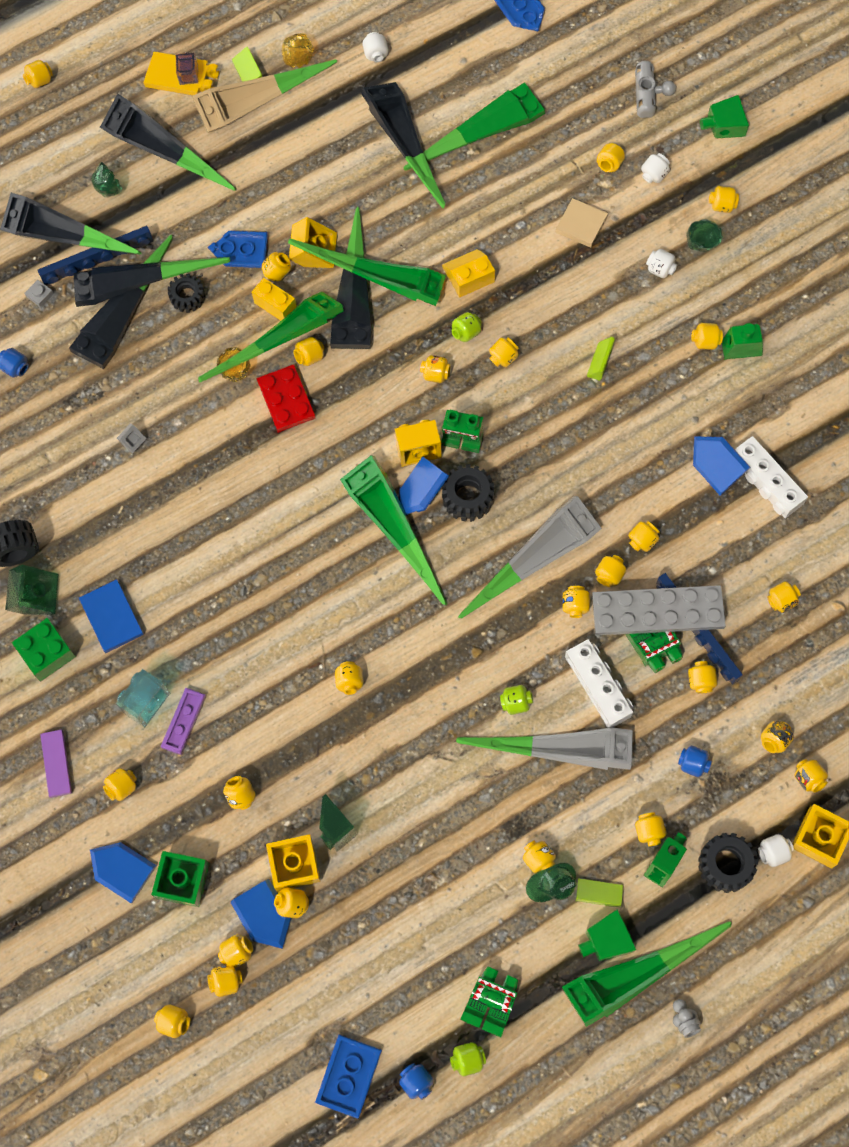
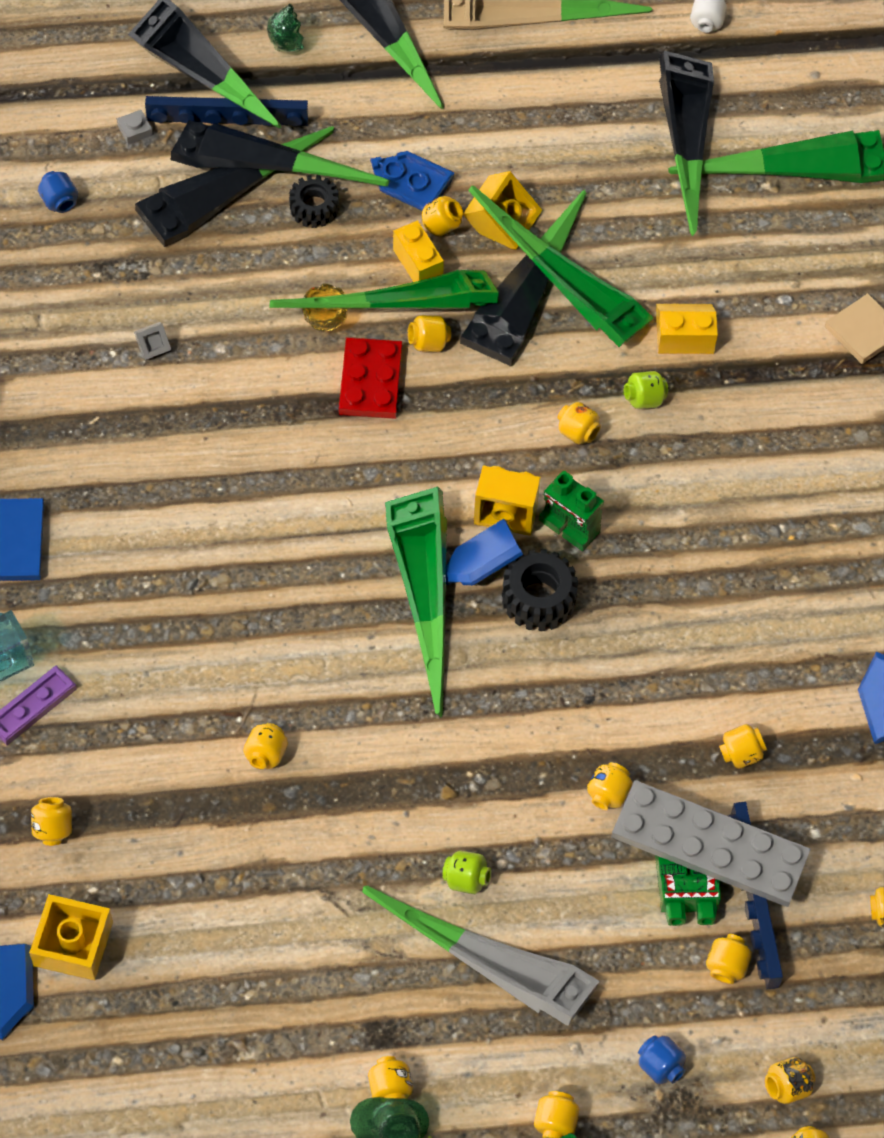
camera: 20 degrees right, 10 degrees down
(291, 903) = (42, 985): yellow head -> none
(334, 826) = (146, 917): clear green slope -> none
(503, 352) = (678, 441): yellow head -> none
(560, 534) = (633, 694): light grey plate -> none
(599, 684) = (586, 904): white brick -> none
(601, 359) = (804, 505): lime slope -> none
(610, 571) = (676, 770): yellow head -> none

